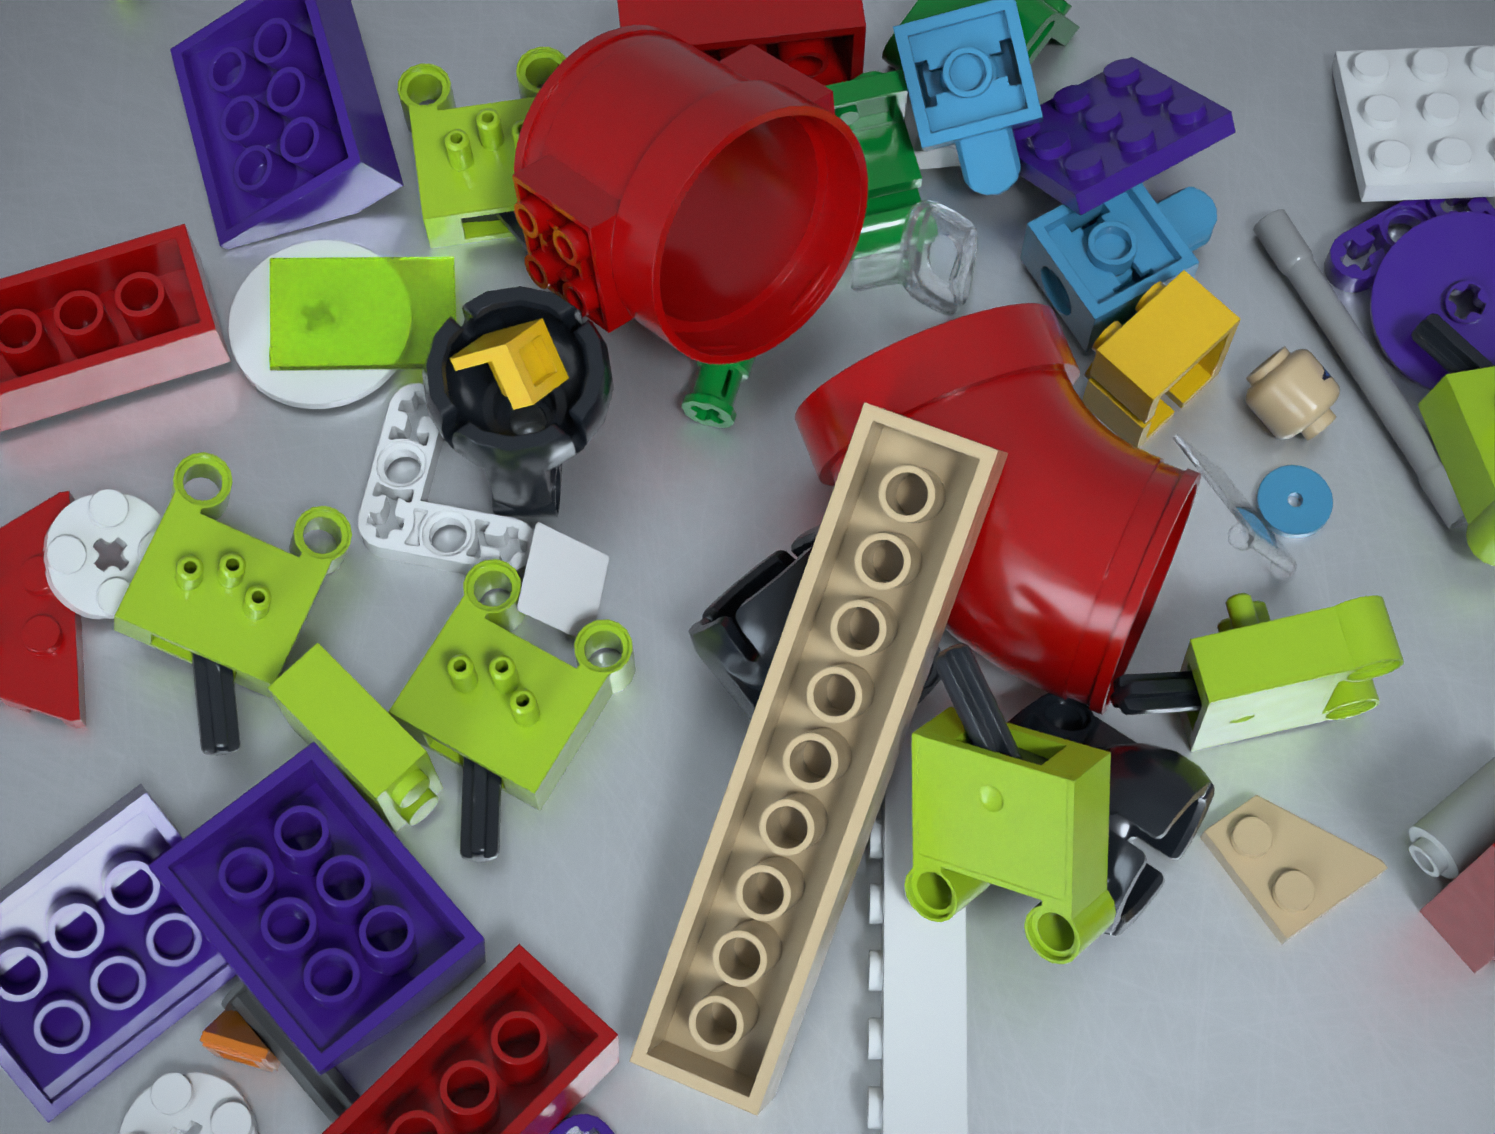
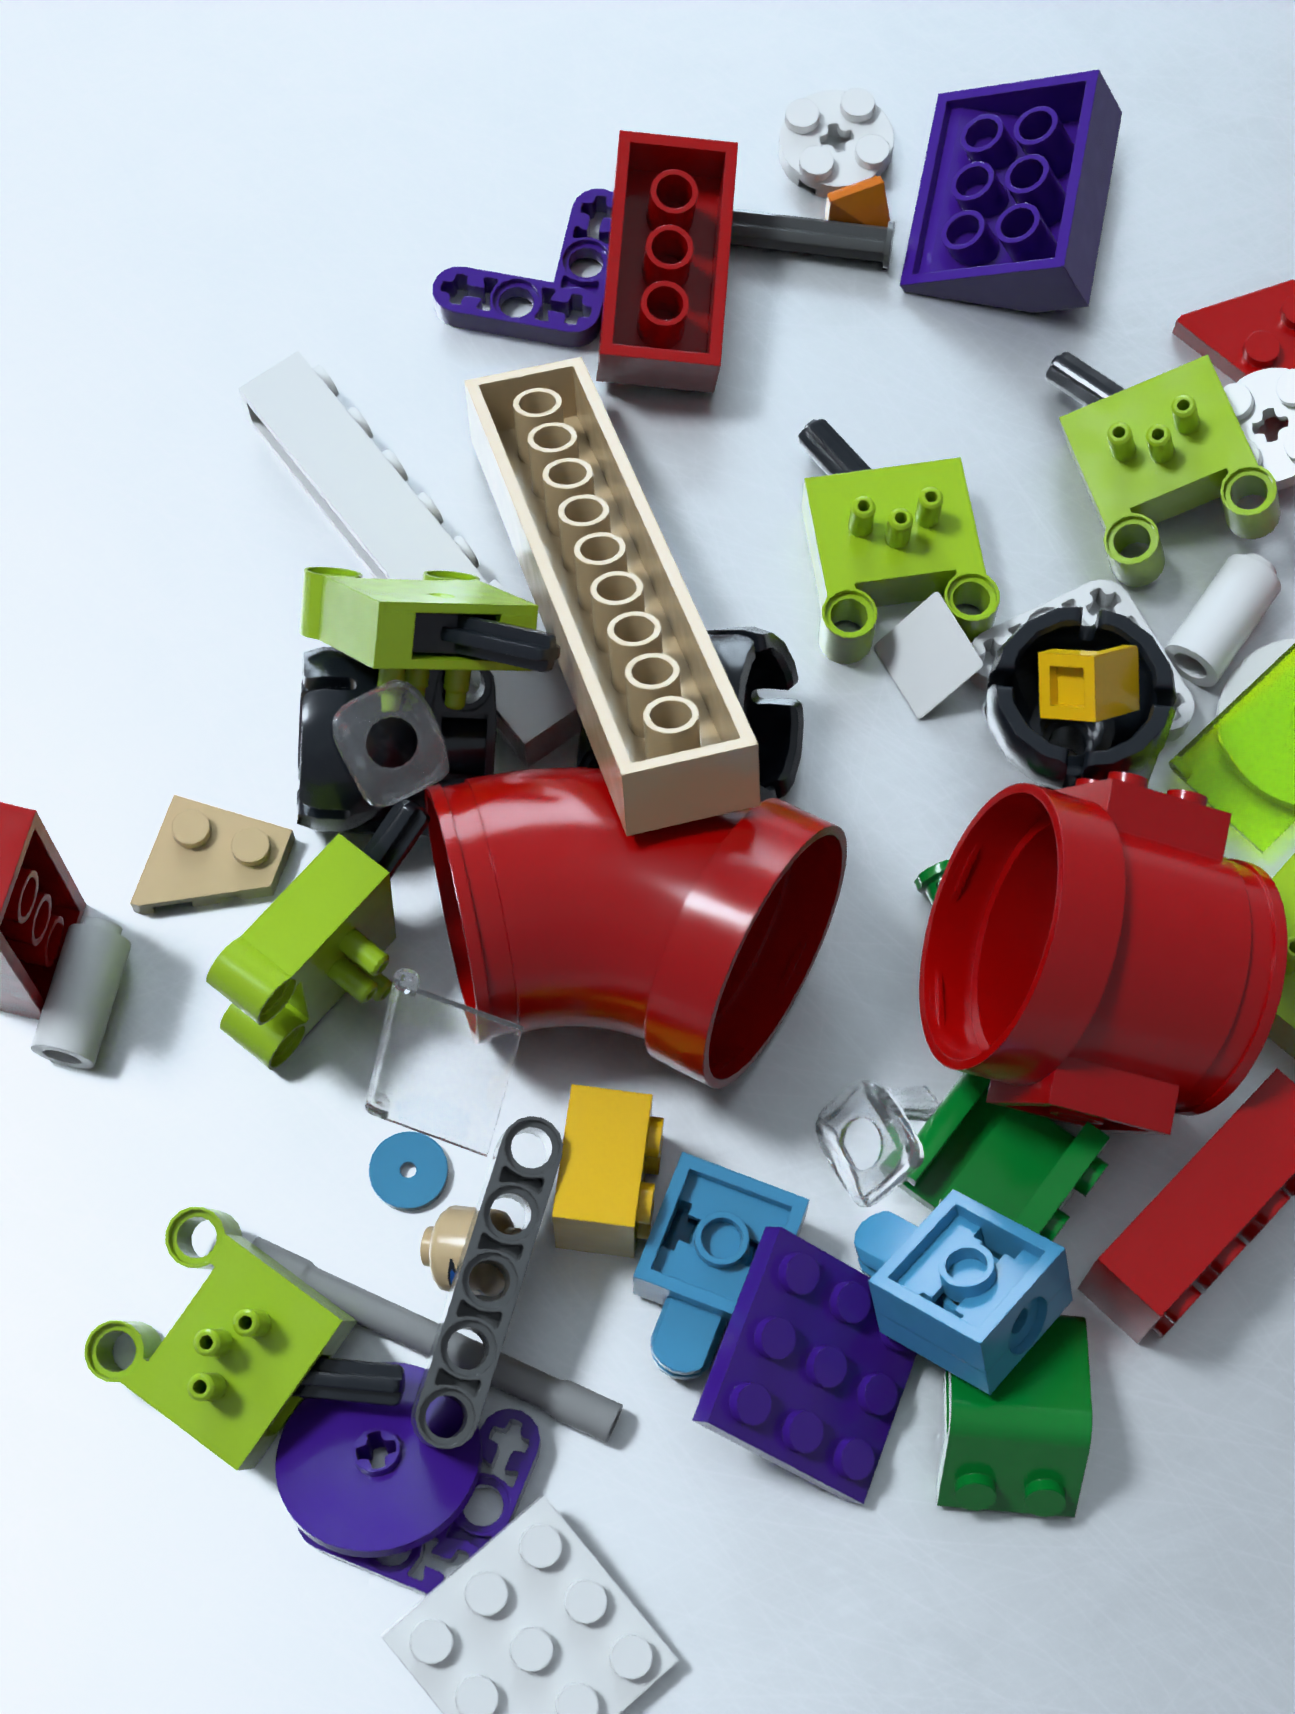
camera: 140 degrees right, 0 degrees up
(303, 441) = (1223, 618): none -> white brick
(321, 910) = (878, 301): dark purple slope -> none
(358, 738) = (965, 412): lime brick -> none
(1144, 722) = (387, 785): none -> clear piece
(1314, 326) = (511, 1256): none -> dark grey beam

